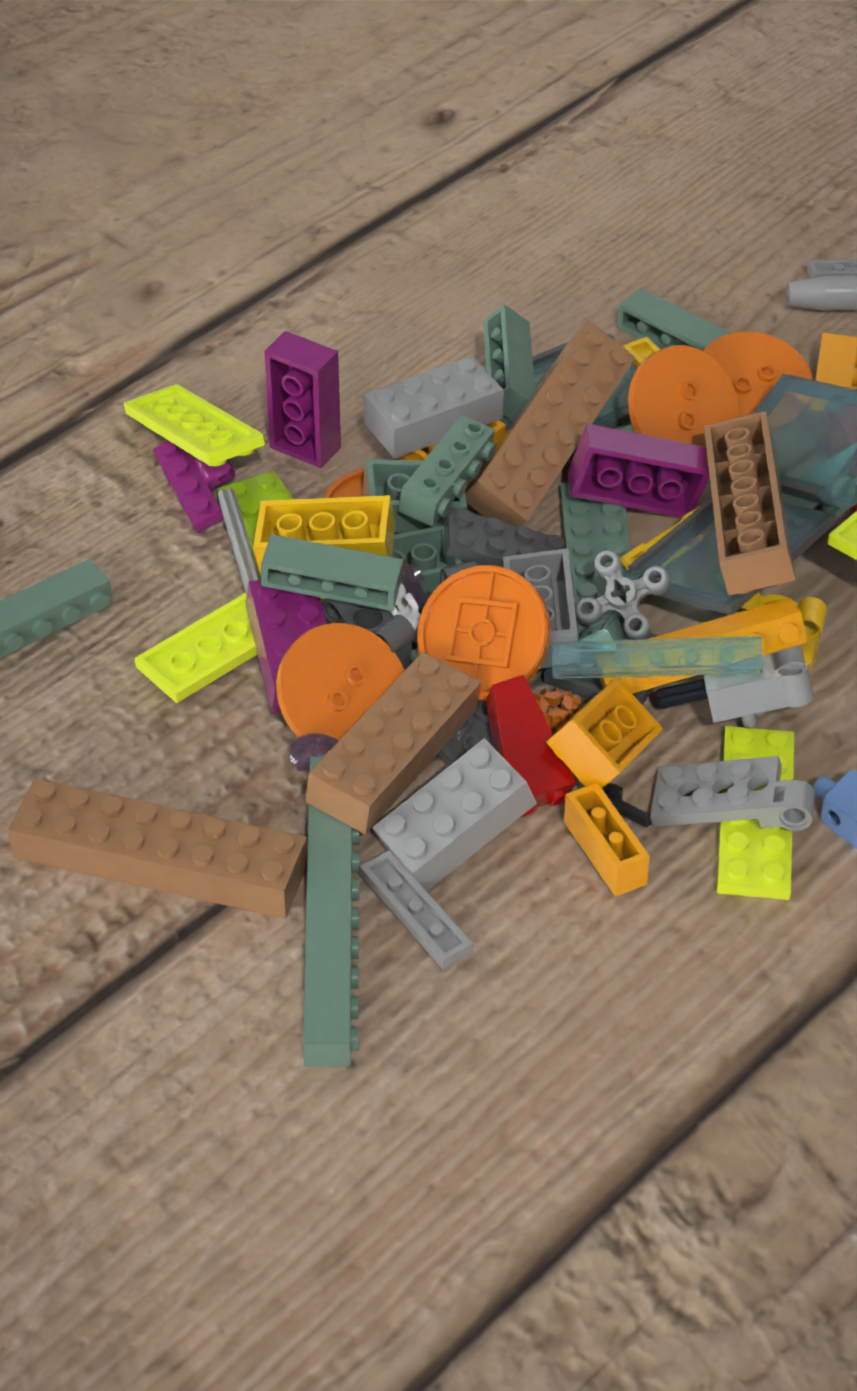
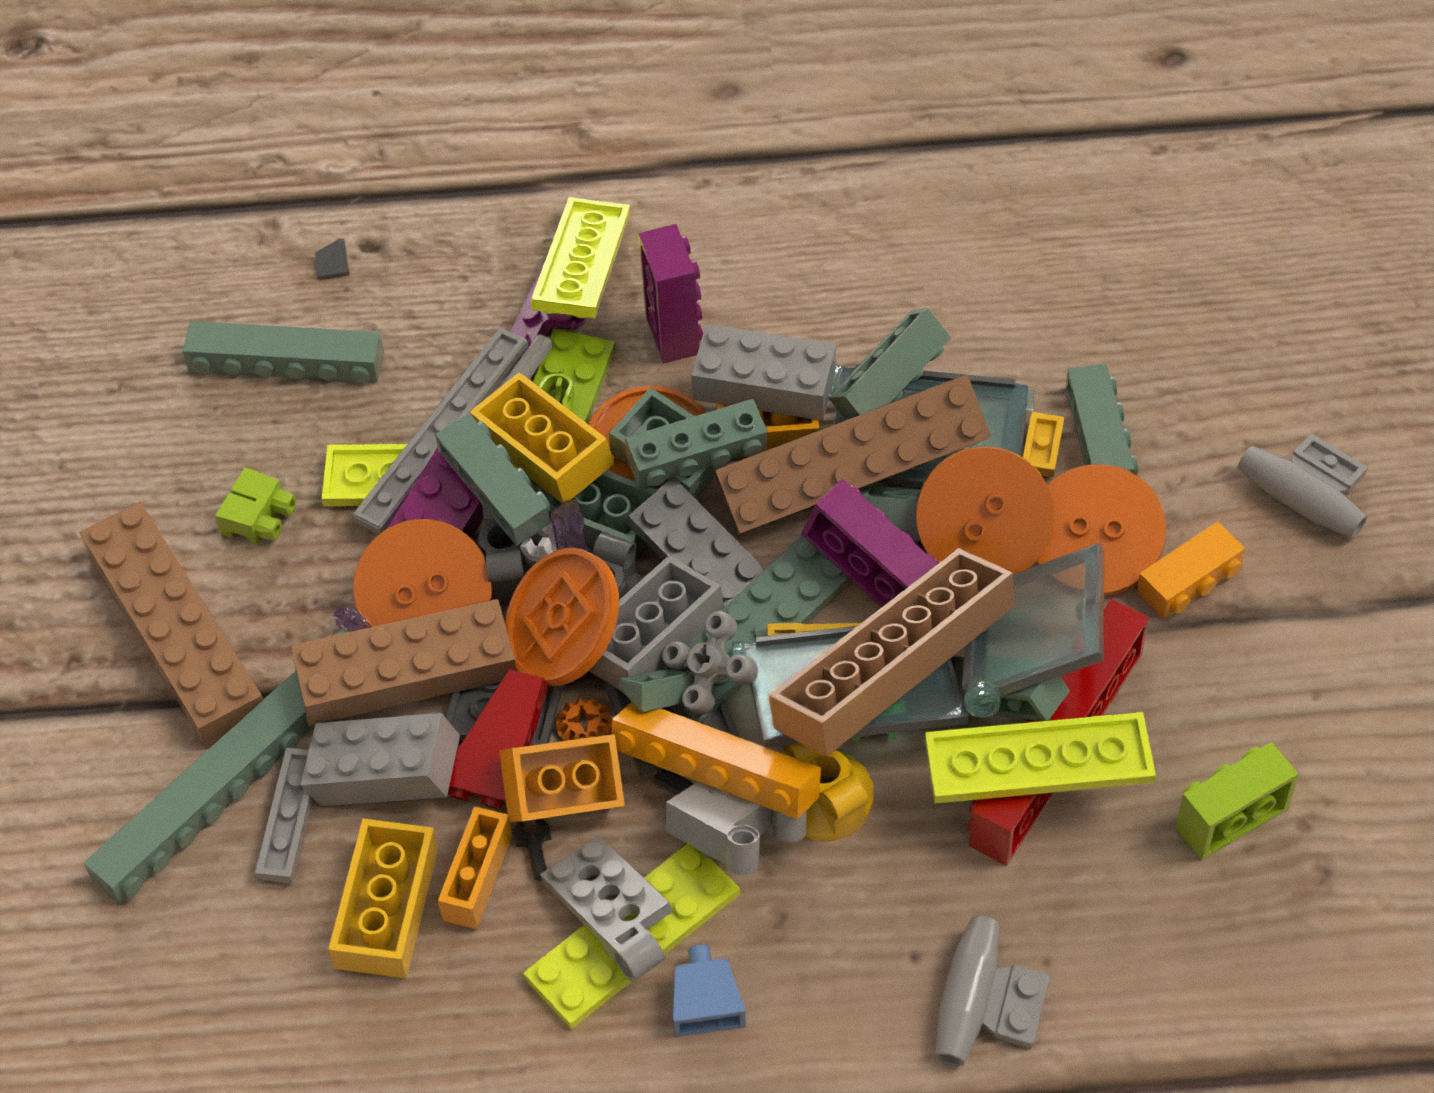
camera: 45 degrees right, 10 degrees up
(122, 732) = (252, 507): none -> lime hips
(219, 596) = (470, 390): none -> light grey tile
(566, 904) = (384, 898): none -> yellow brick
(657, 657) = (655, 742): clear light blue tile -> none

